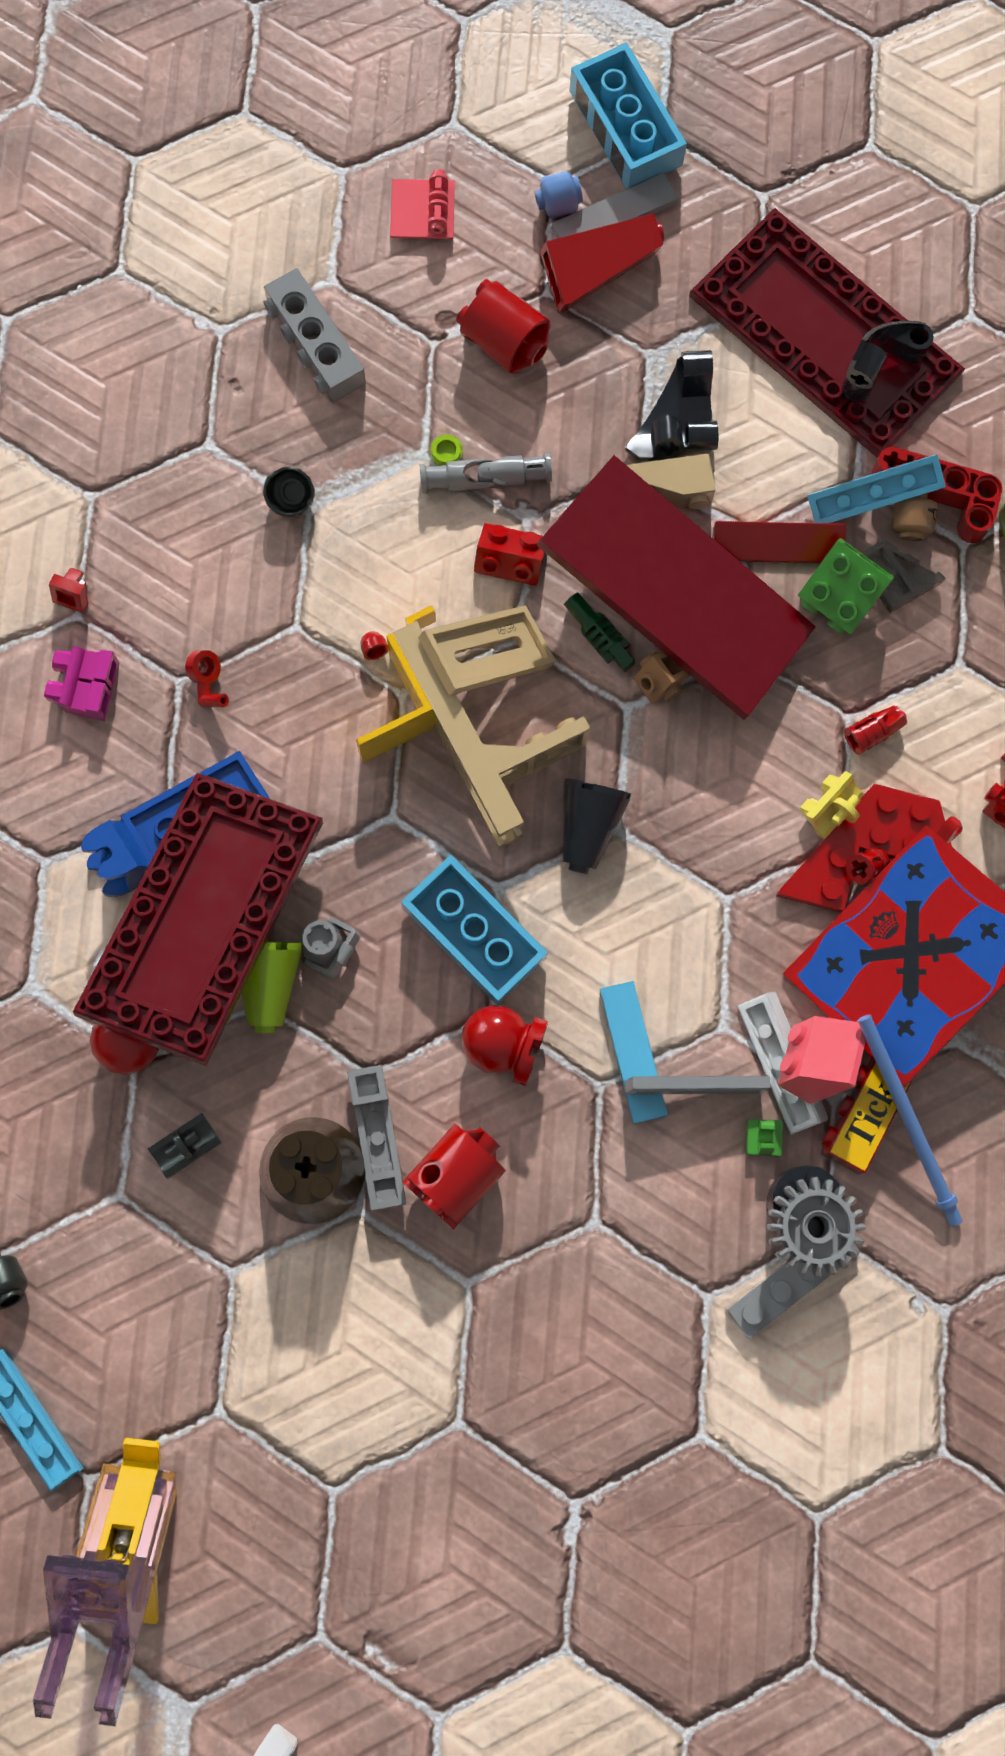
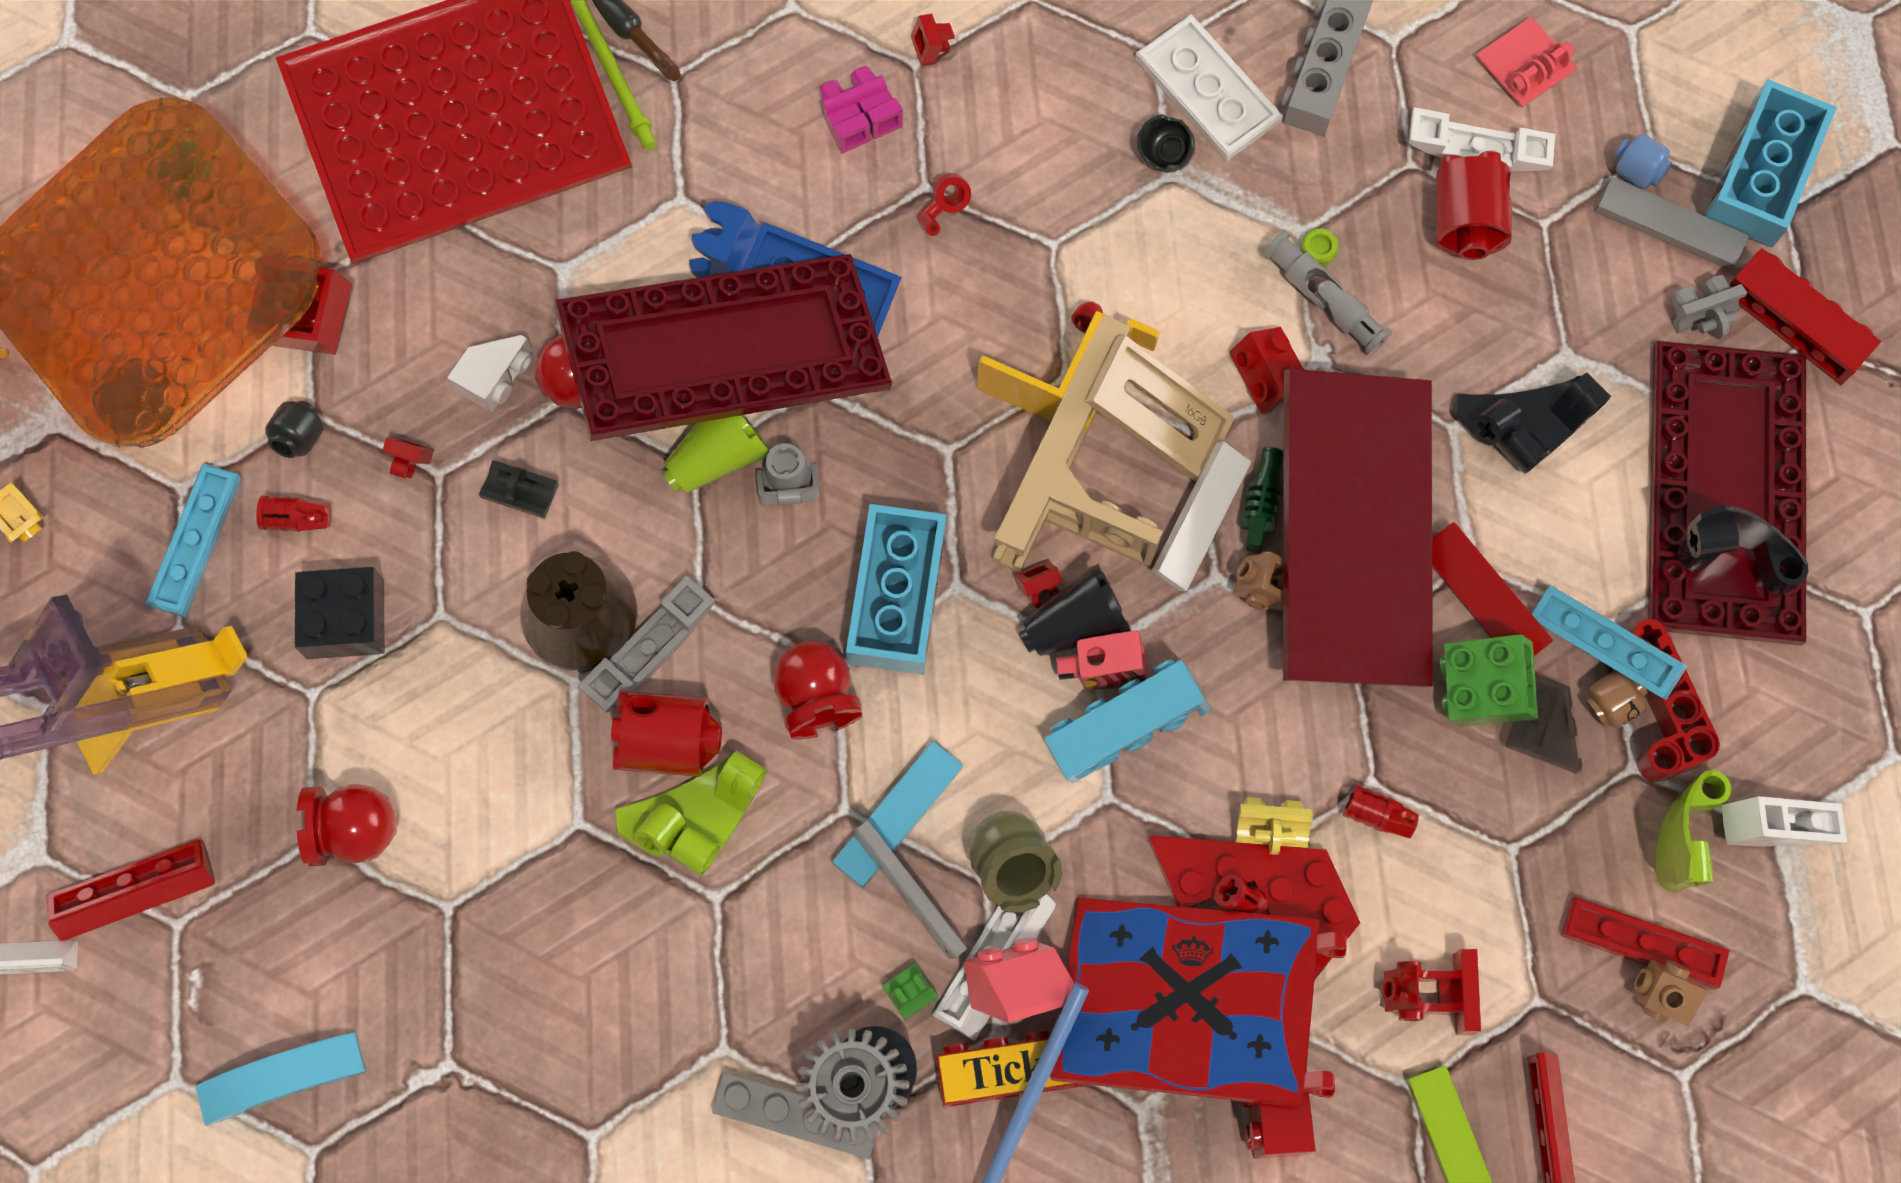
camera: 55 degrees right, 5 degrees down
(68, 1329) = (292, 514): none -> red hinge
(71, 1101) = (489, 370): none -> white slope
(89, 1209) = (406, 456): none -> red tile
(176, 1348) = (339, 613): none -> black brick
(265, 430) = (1208, 87): none -> white tile
(267, 1656) = (129, 890): none -> red slope
(349, 1454) = (348, 824): none -> red tile
(459, 288) = (1439, 137): none -> white slope
(496, 1638) = (279, 1077): none -> medium azure slope
(527, 1196) = (696, 816): none -> lime panel
(540, 828) = (1036, 579): none -> red tile
(580, 681) = (1201, 516): none -> white tile
(596, 257) = (1613, 237): red slope -> none
(644, 813) = (1122, 658): none -> coral torso
(680, 480) = (1463, 460): tan slope -> none
(690, 845) = (1126, 720): none -> medium azure wedge
(699, 239) = (1711, 312): none -> light grey hips
(732, 997) = (1013, 861): none -> olive tile
(747, 187) = (1804, 317): none -> red brick

